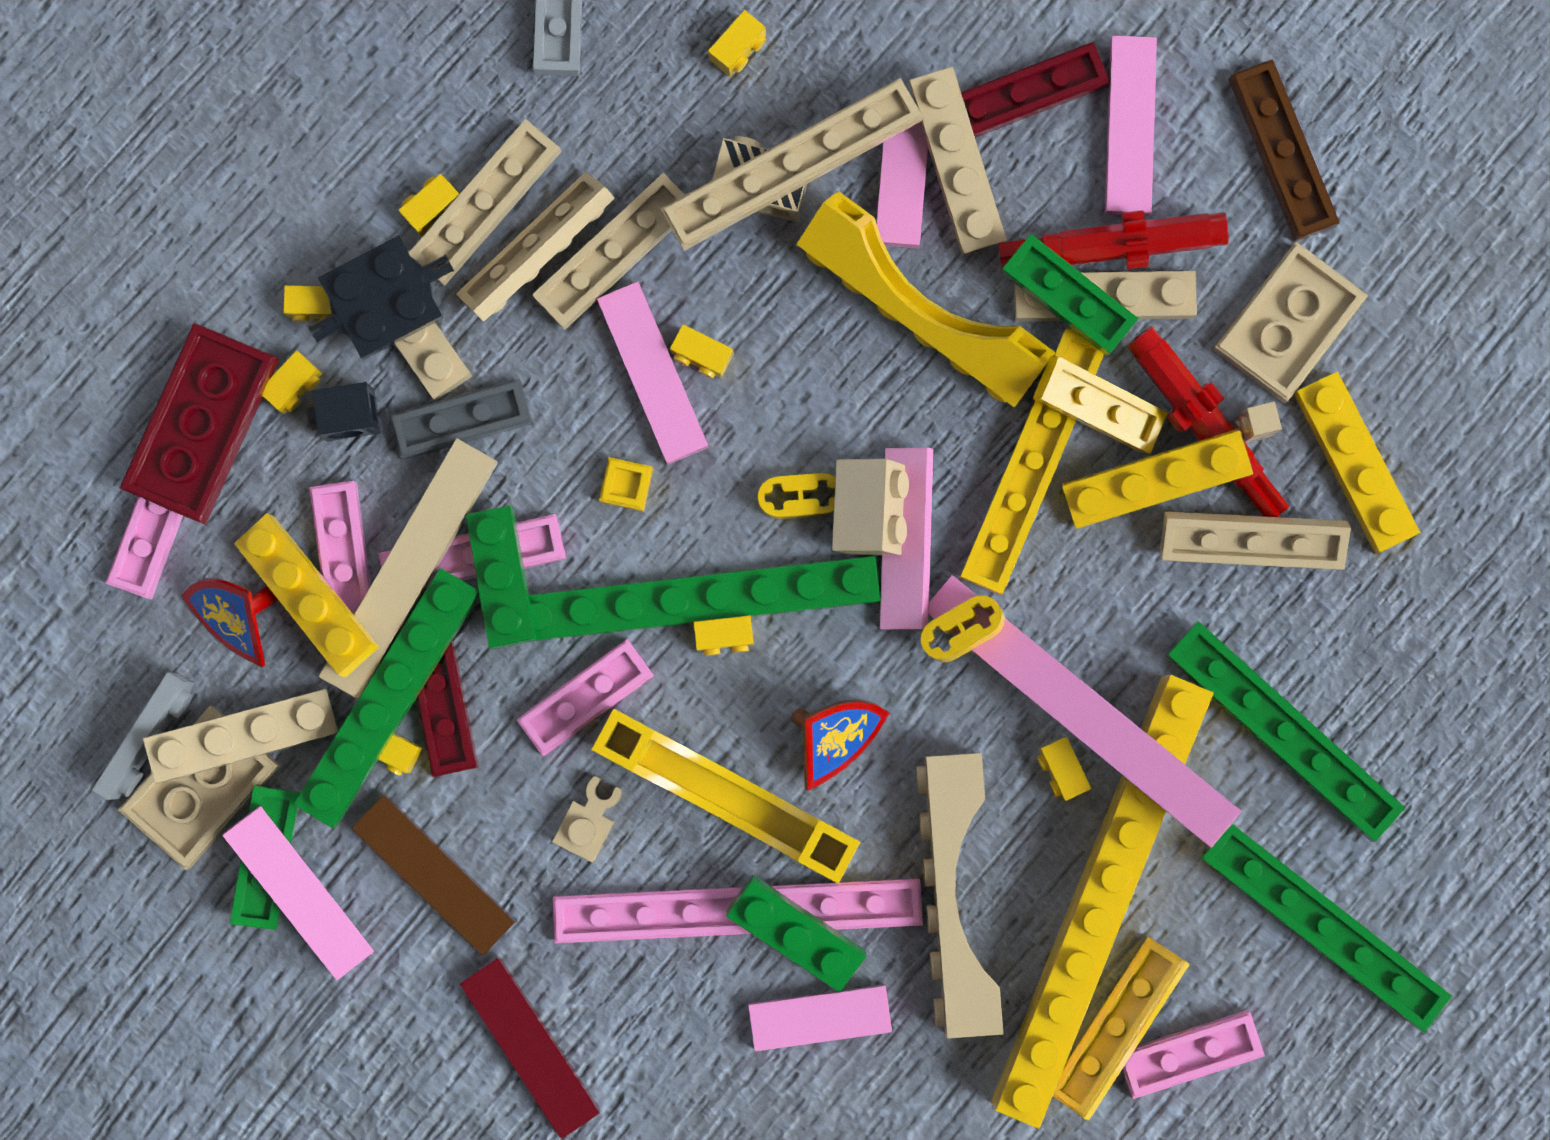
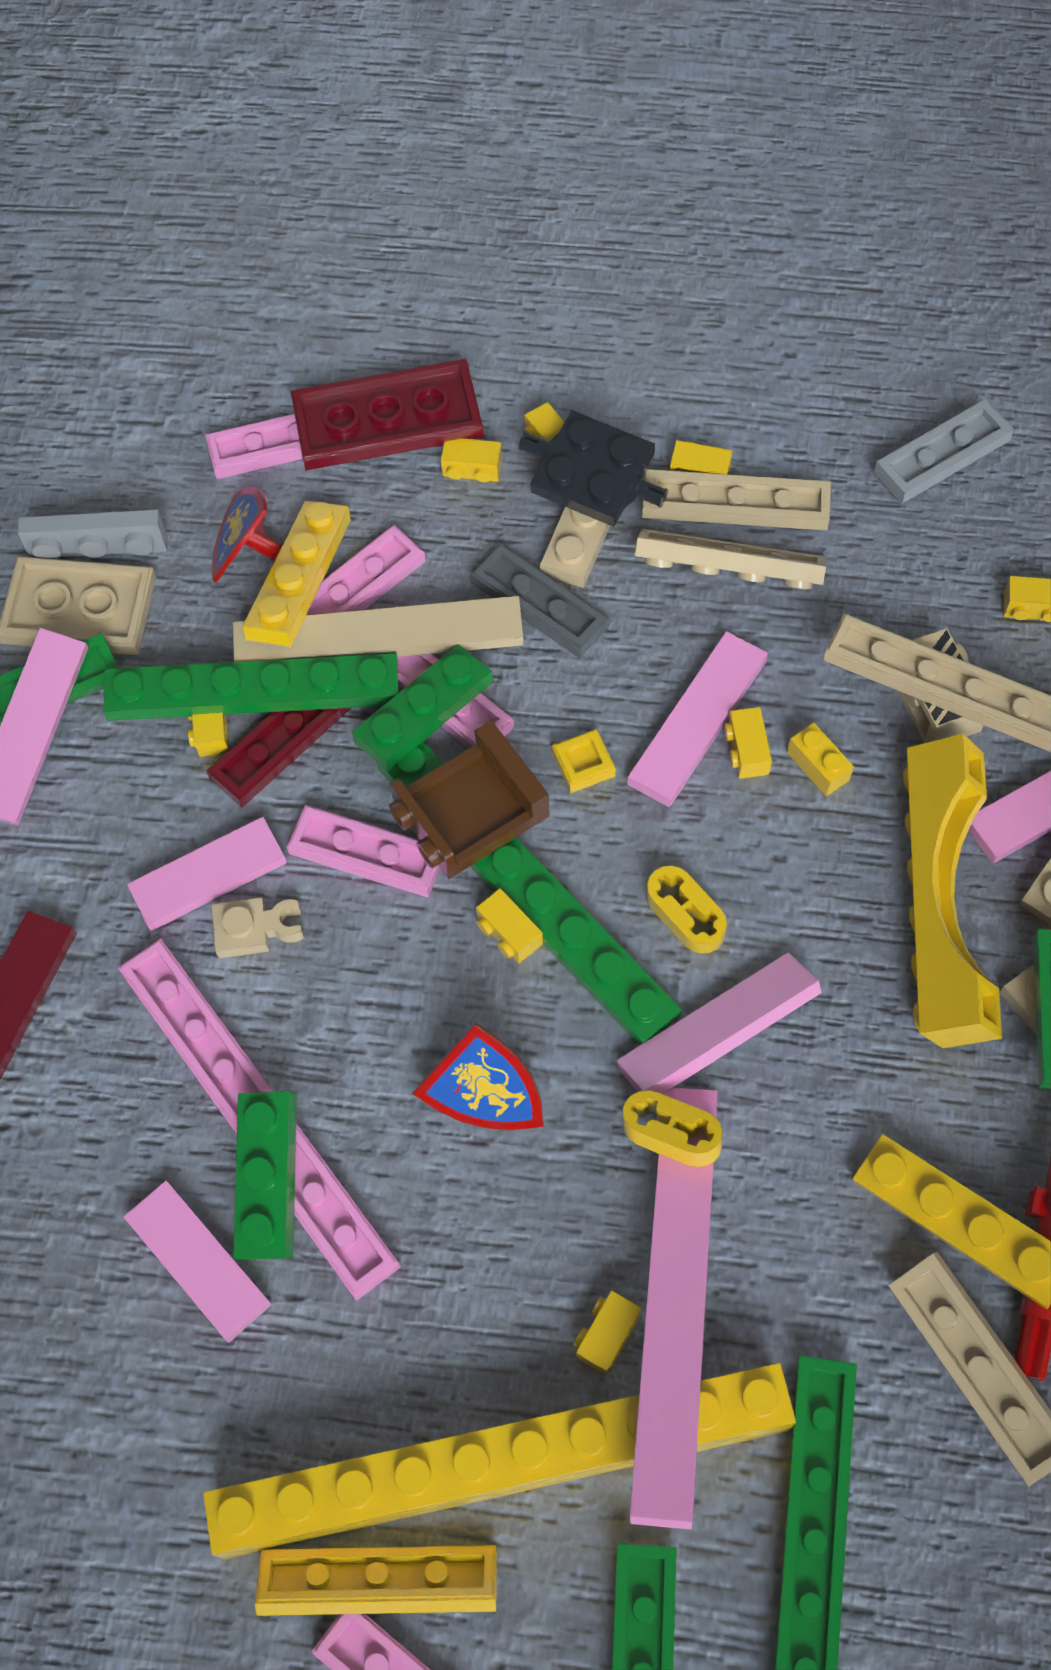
camera: 55 degrees right, 20 degrees down
(240, 736) = (139, 597): tan plate -> none
(344, 412) = (477, 508): black brick -> none
(434, 874) = (117, 831): reddish brown tile -> none
(520, 829) = (206, 873): none -> bright pink tile
(608, 254) = (765, 615): tan plate -> none
(613, 600) = (471, 803): none -> reddish brown panel
(726, 795) = (358, 1023): yellow arch -> none
(752, 310) = (820, 759): none -> yellow piece
(869, 507) = (722, 967): tan brick -> none
(968, 994) = (315, 1386): tan arch -> none
(1025, 480) = (881, 1094): yellow plate -> none
(1100, 405) = (988, 1112): yellow plate -> none

